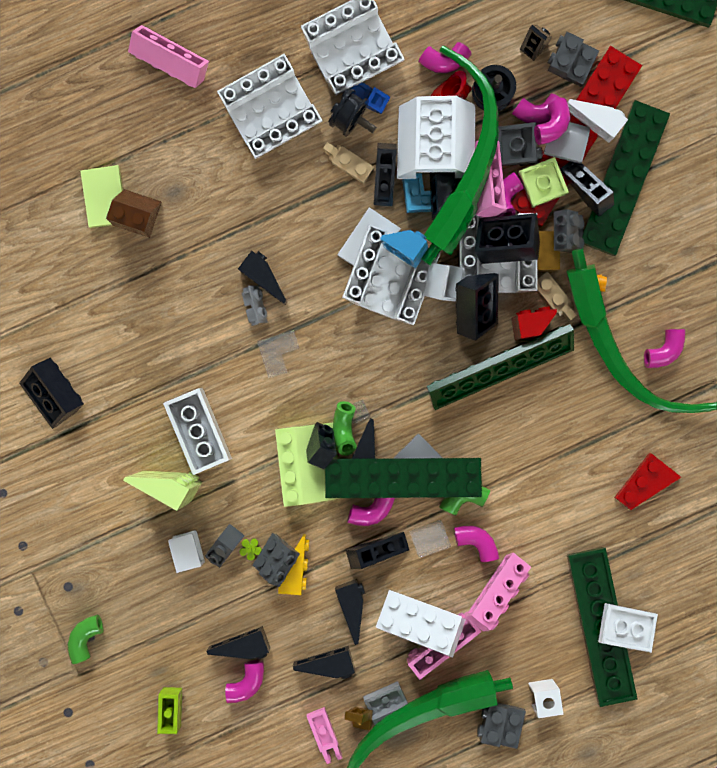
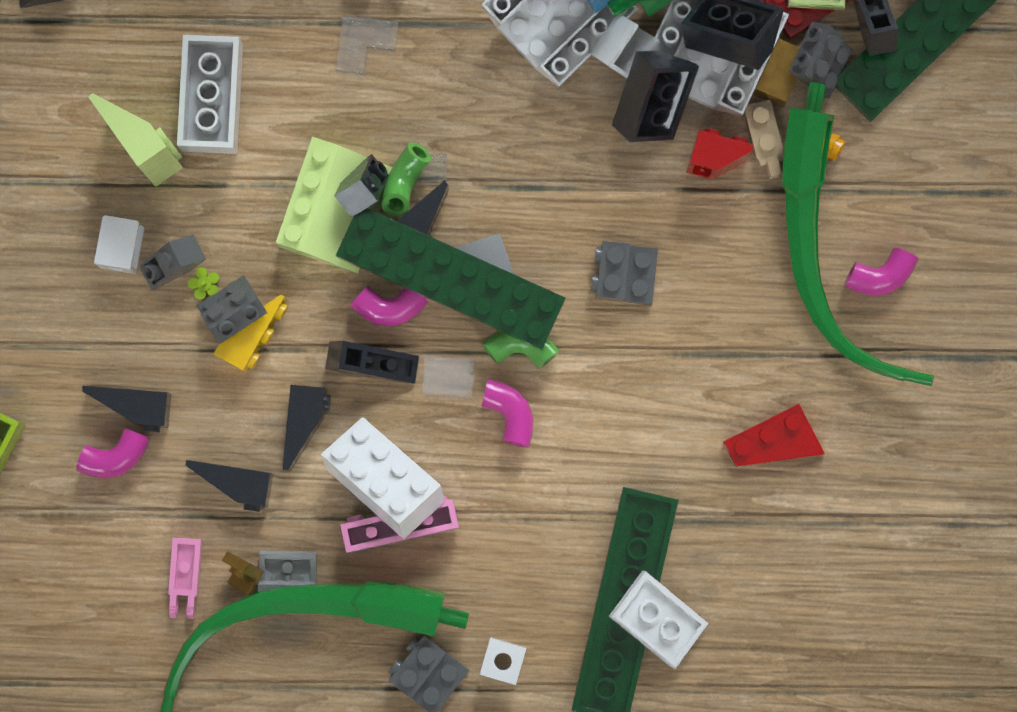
camera: 30 degrees right, 5 degrees down
(498, 592) = (506, 486): bright pink brick -> none
(501, 367) = (649, 195): dark green plate -> none
(507, 421) = (625, 273): none -> dark grey plate

